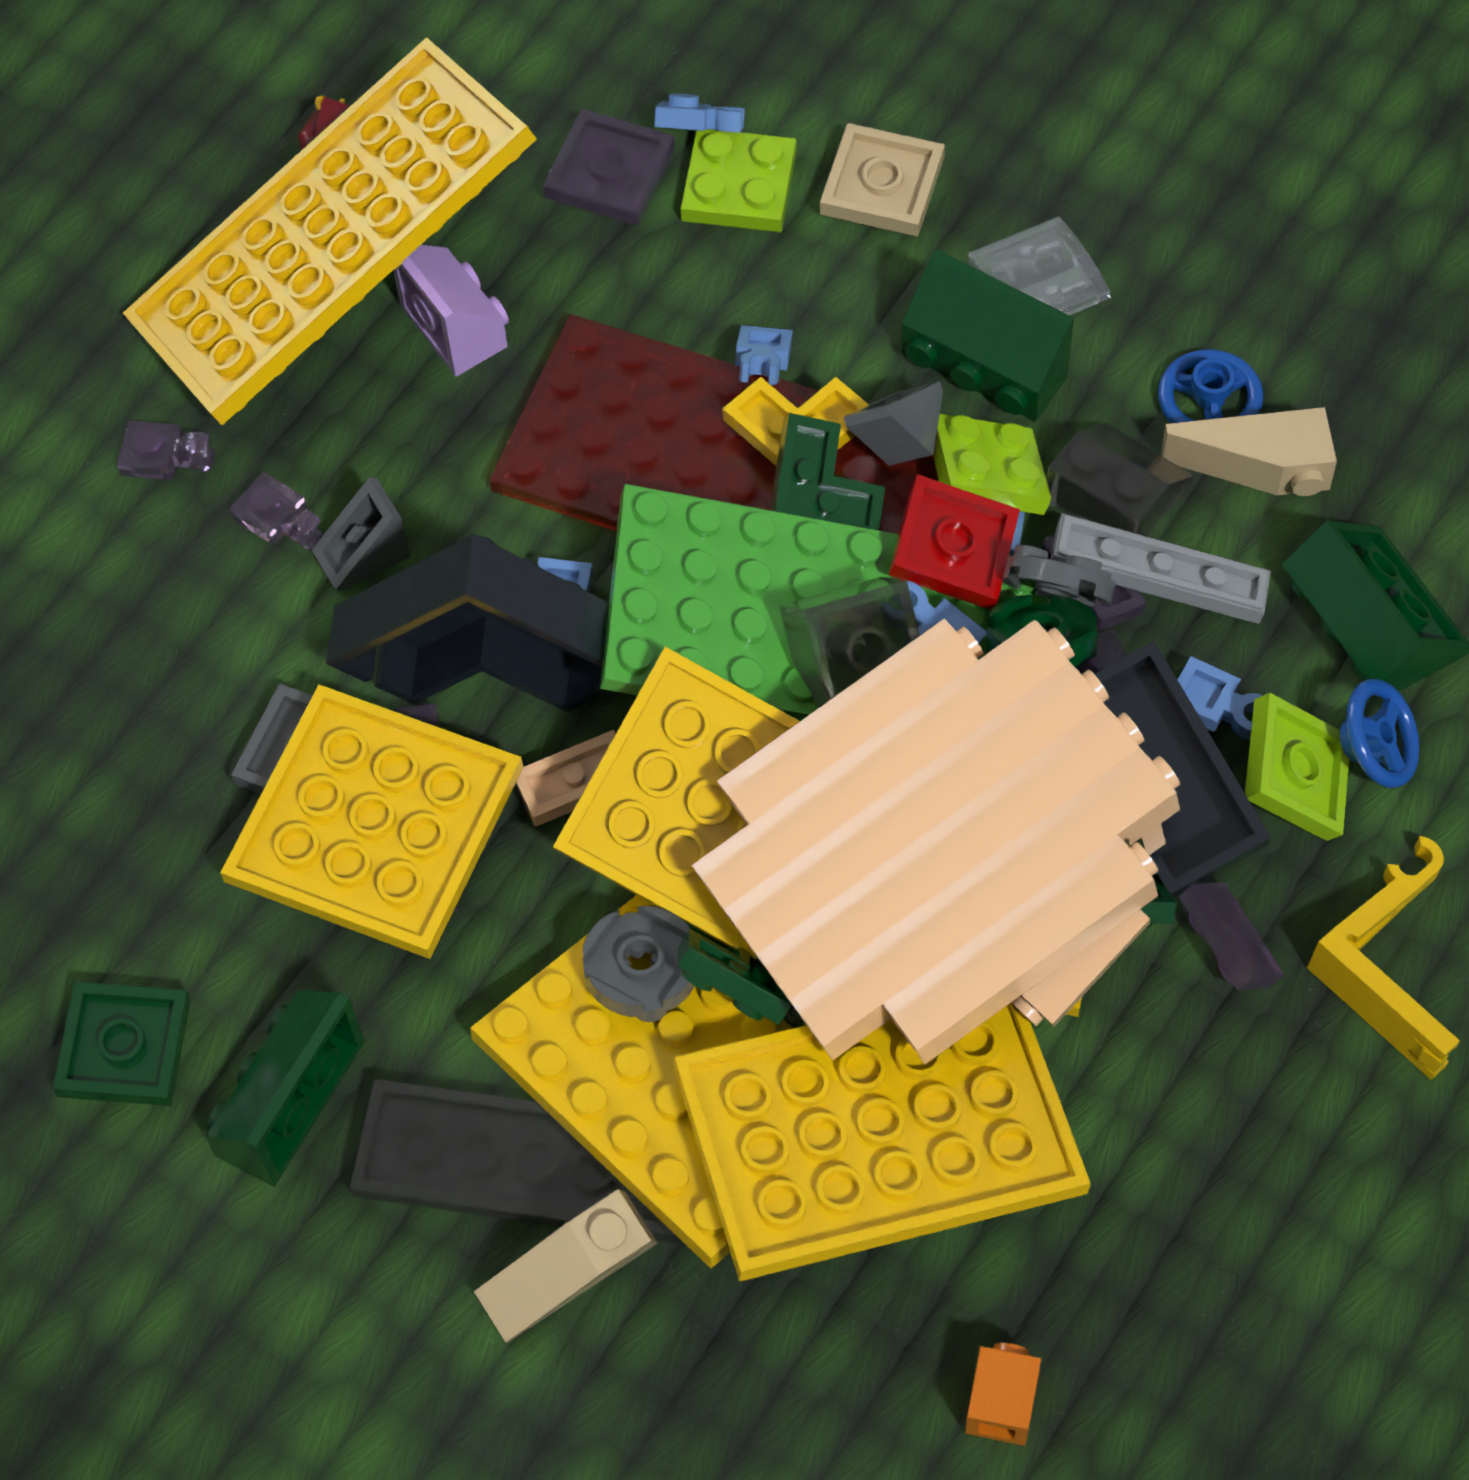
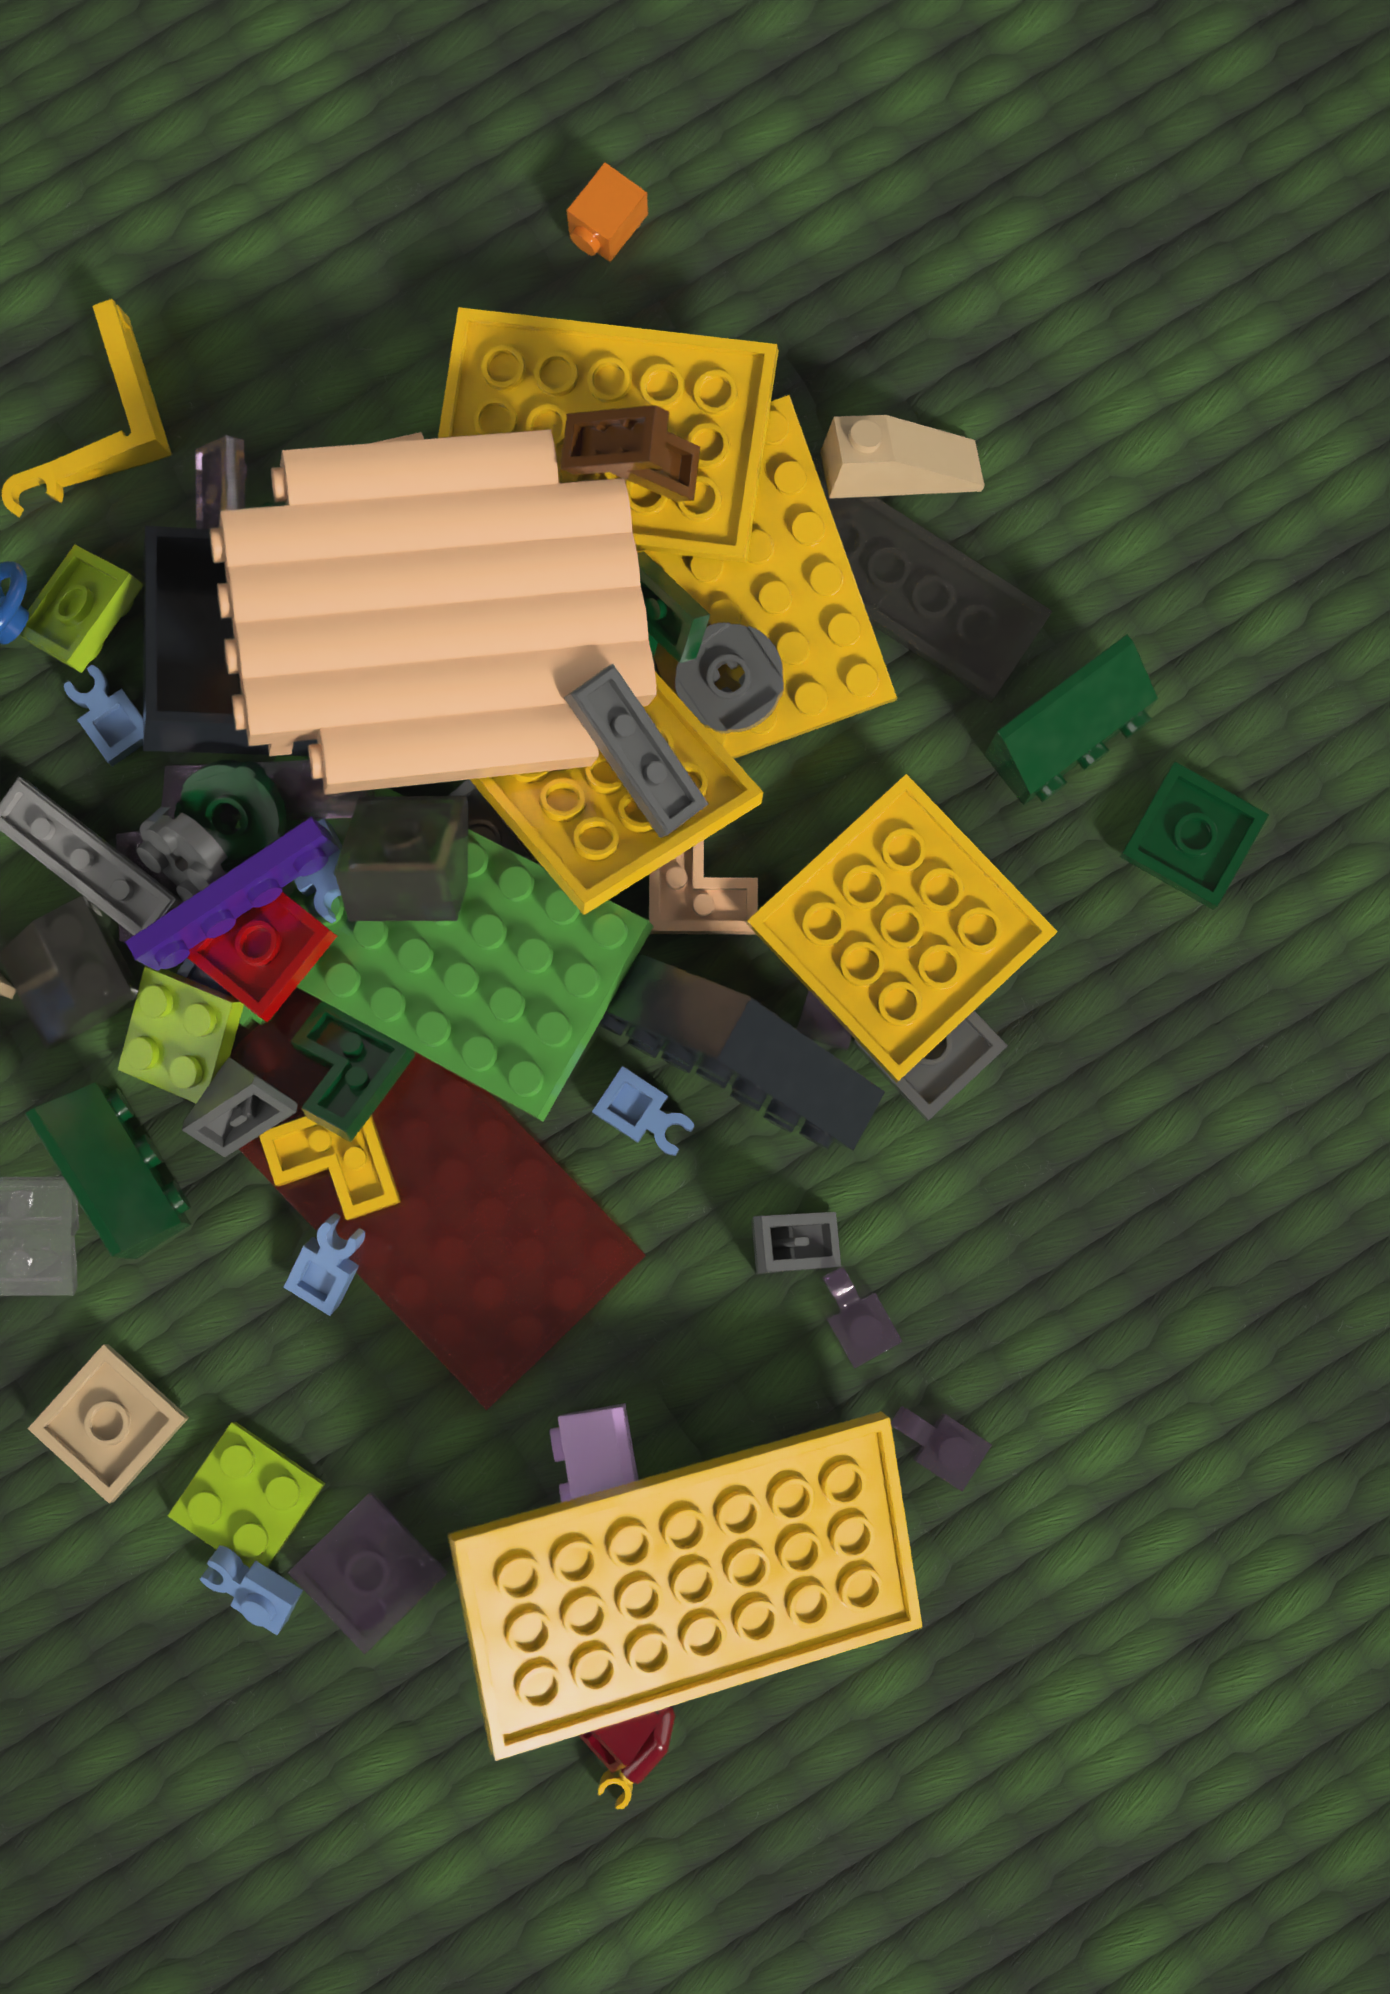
camera: 160 degrees left, 20 degrees up
(684, 799) = (636, 750): none -> dark grey tile
(819, 1055) = (634, 447): none -> reddish brown bracket
(1002, 535) = (246, 886): none -> dark purple plate

